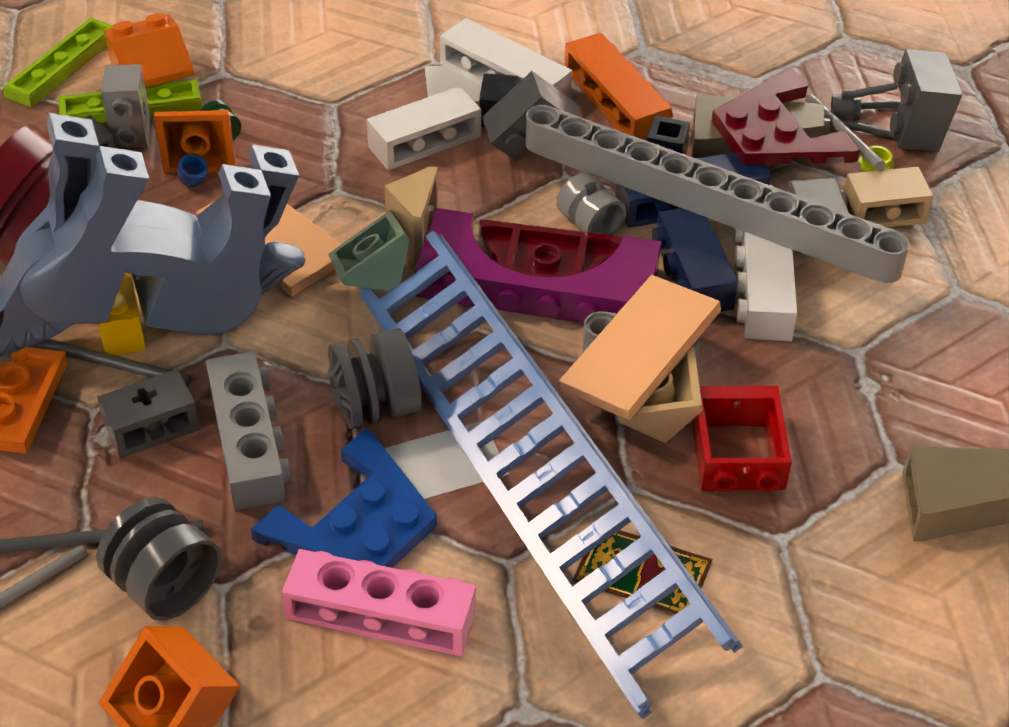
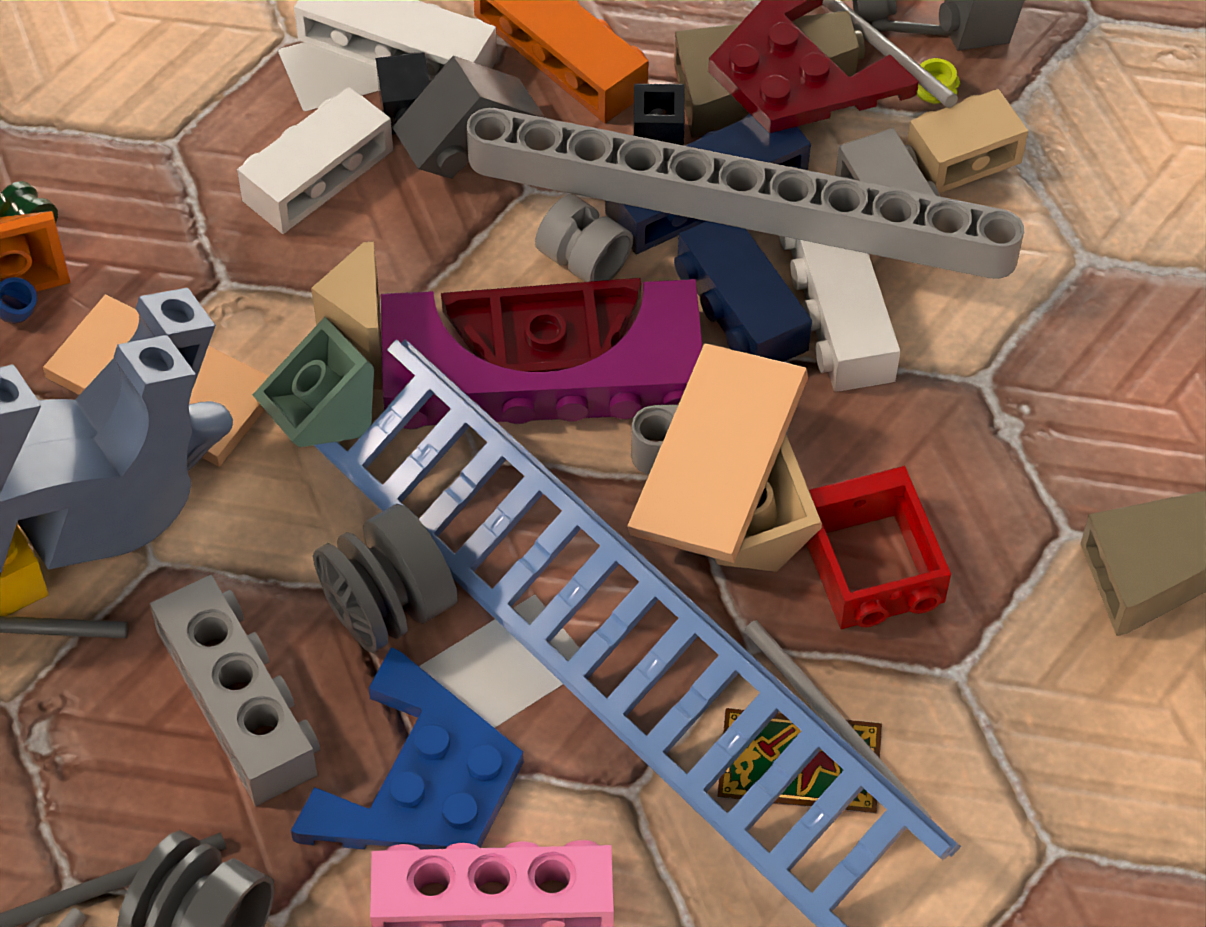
camera: 15 degrees left, 10 degrees up
(148, 413) = (95, 695): dark grey brick -> none
(666, 529) = (820, 703): none -> light grey axle

